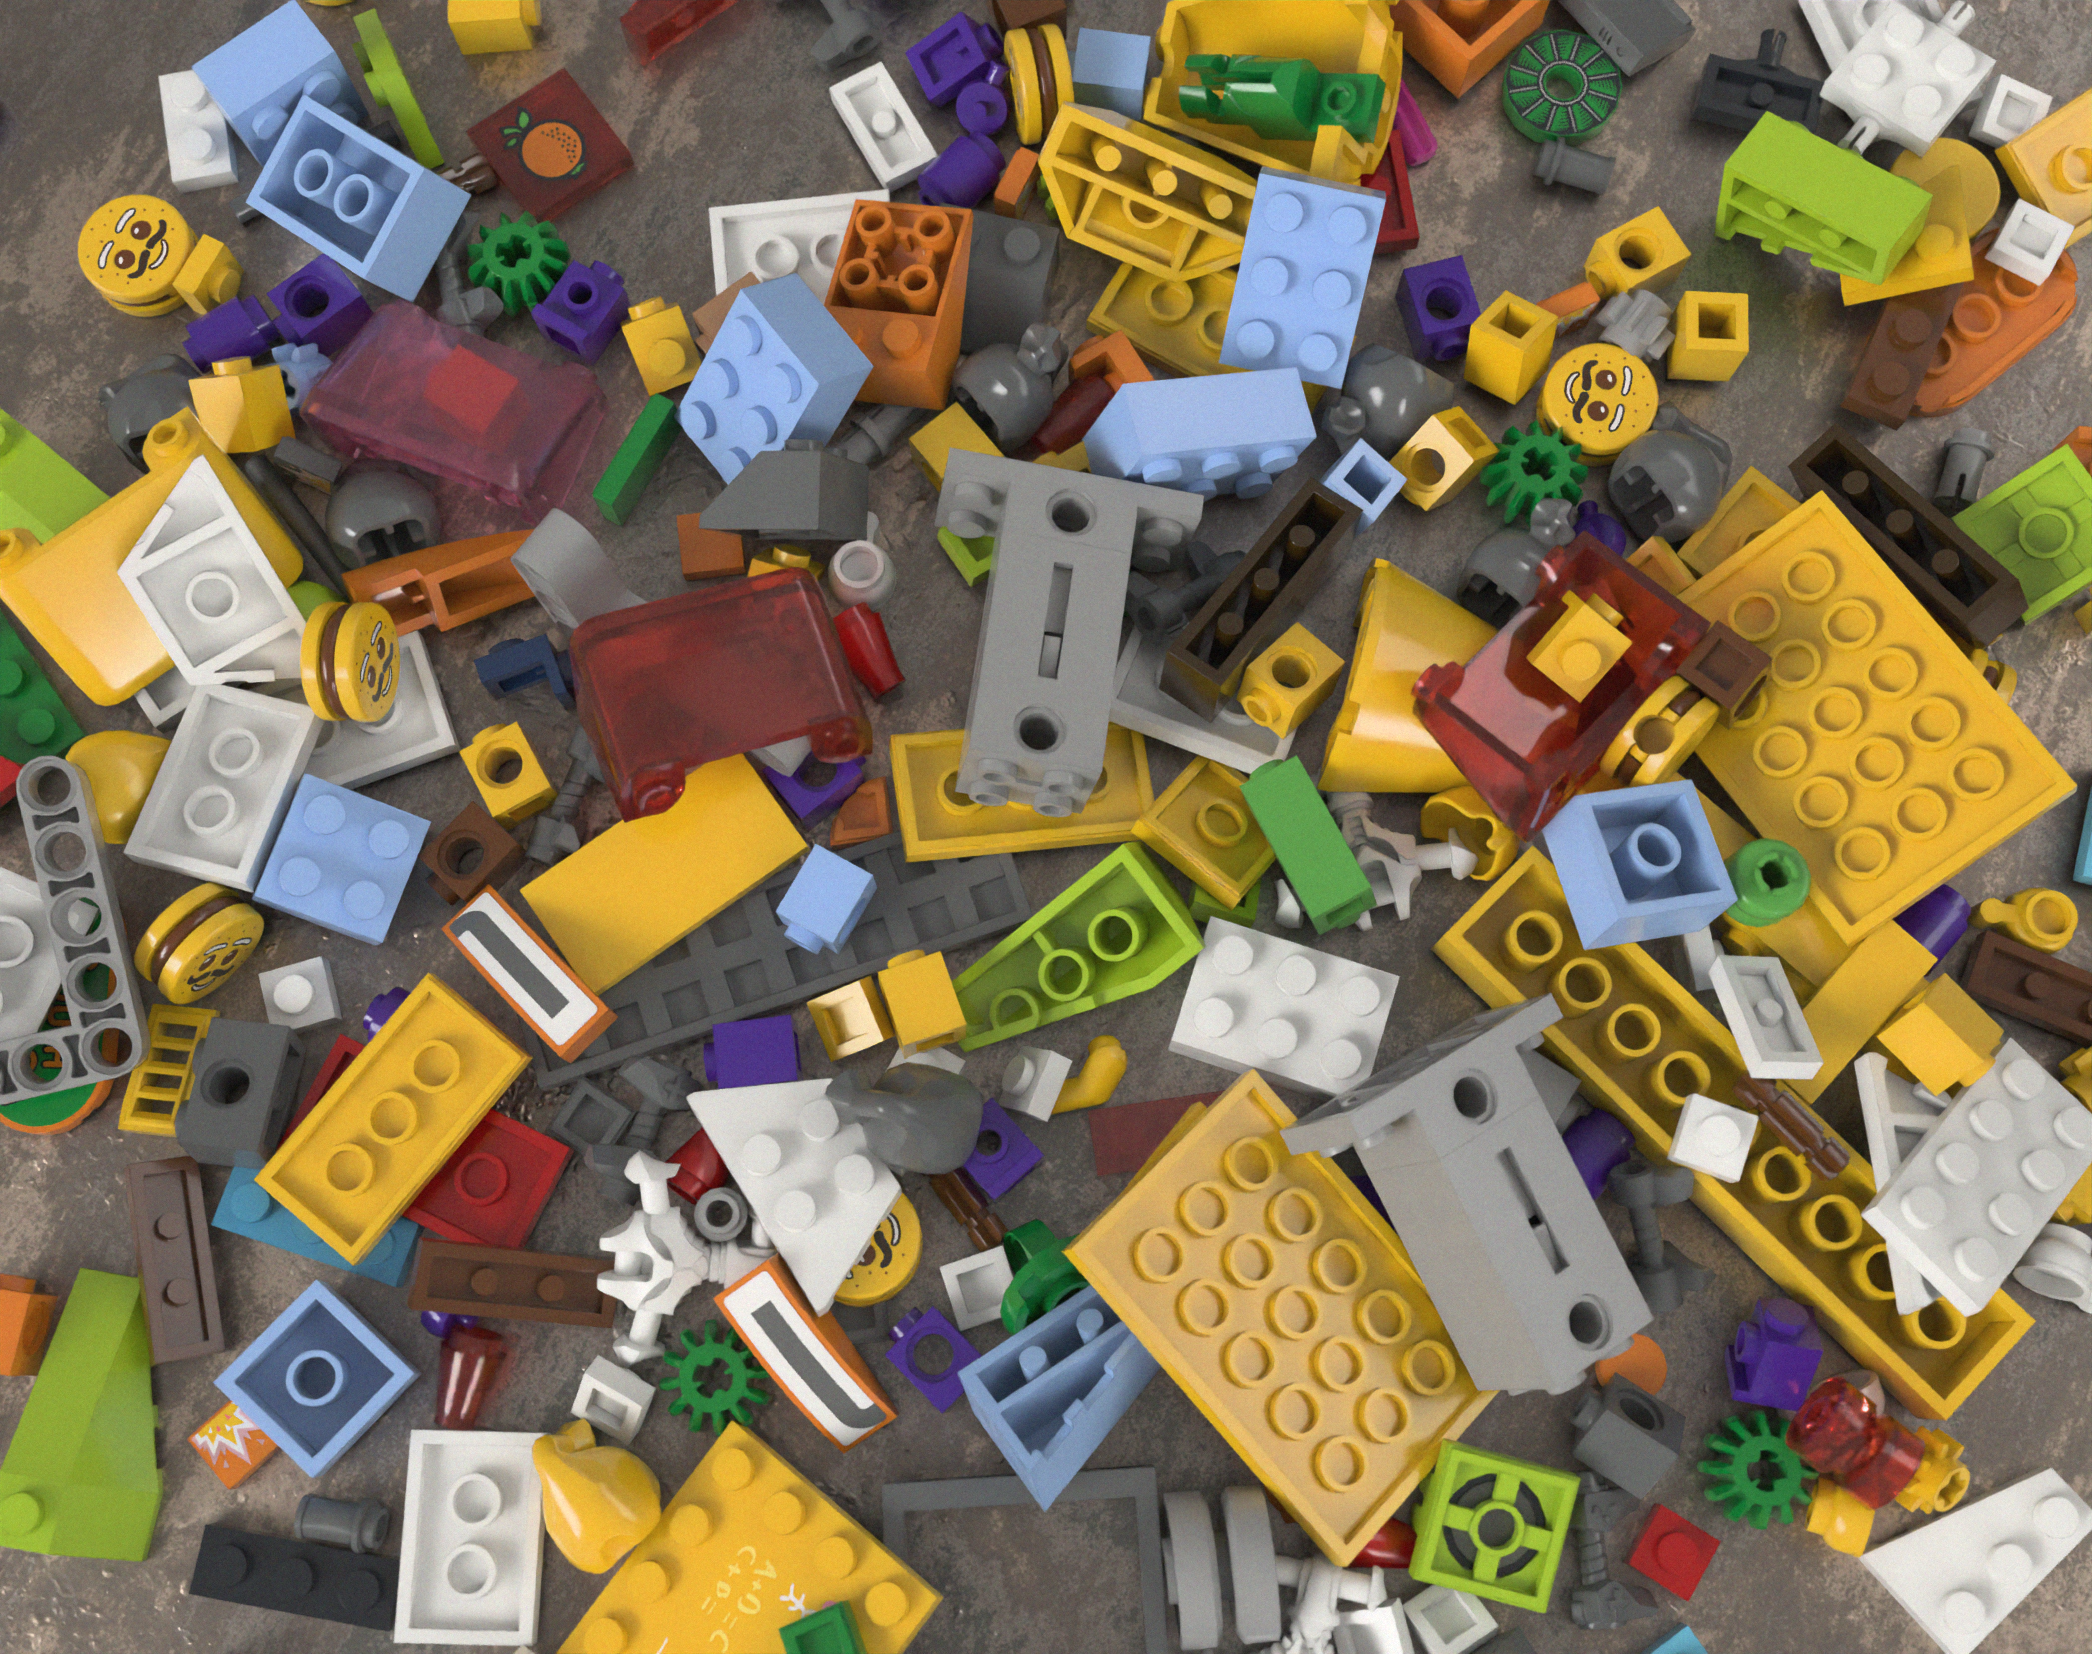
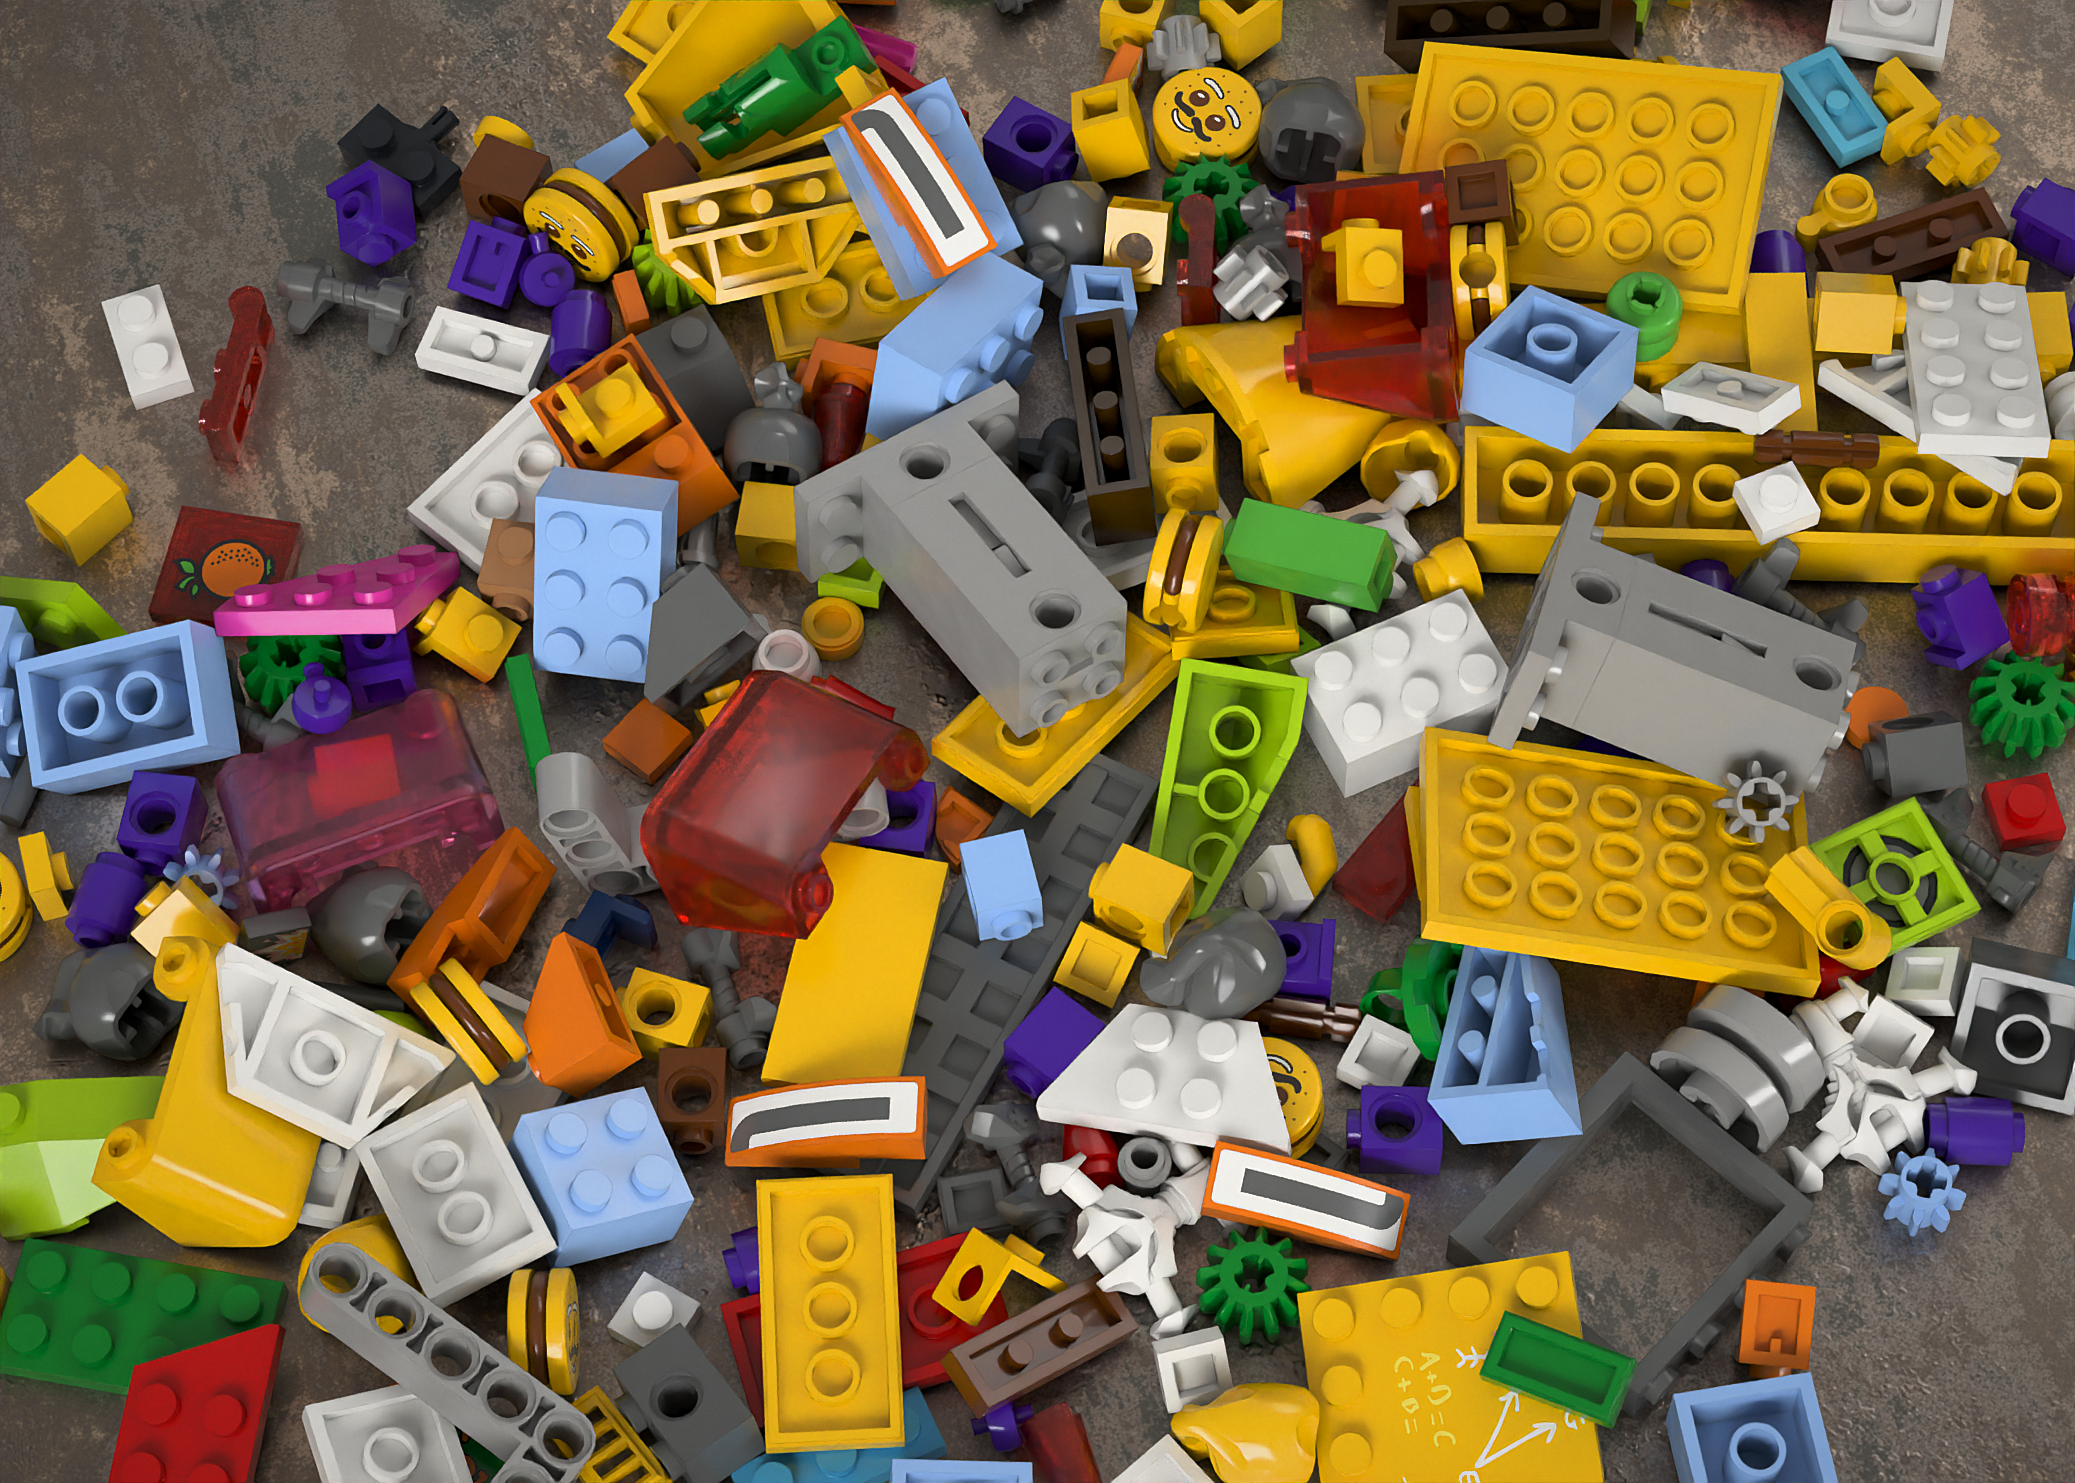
camera: 40 degrees left, 15 degrees down
(430, 726) = (576, 1021): none -> orange slope
(490, 312) = (321, 701): none -> dark purple piece
(547, 1191) = (996, 1262): none -> yellow bracket
(582, 249) = (343, 598): none -> dark pink plate
(883, 261) = (609, 411): none -> yellow bracket
(925, 573) = (833, 628): none -> yellow tile
(1119, 88) = (654, 169): none -> reddish brown brick
(1191, 773) = (1183, 570): none -> yellow head
(1279, 272) = (917, 183): none -> slope
(1408, 949) = (1447, 569): none -> yellow piece
(1410, 1508) = (1828, 908): none -> yellow piece
(1451, 1387) = (1765, 816): none -> light grey gear
(1453, 535) = (1196, 274): none -> clear red plate
(1475, 579) = (1250, 283): none -> light grey gear

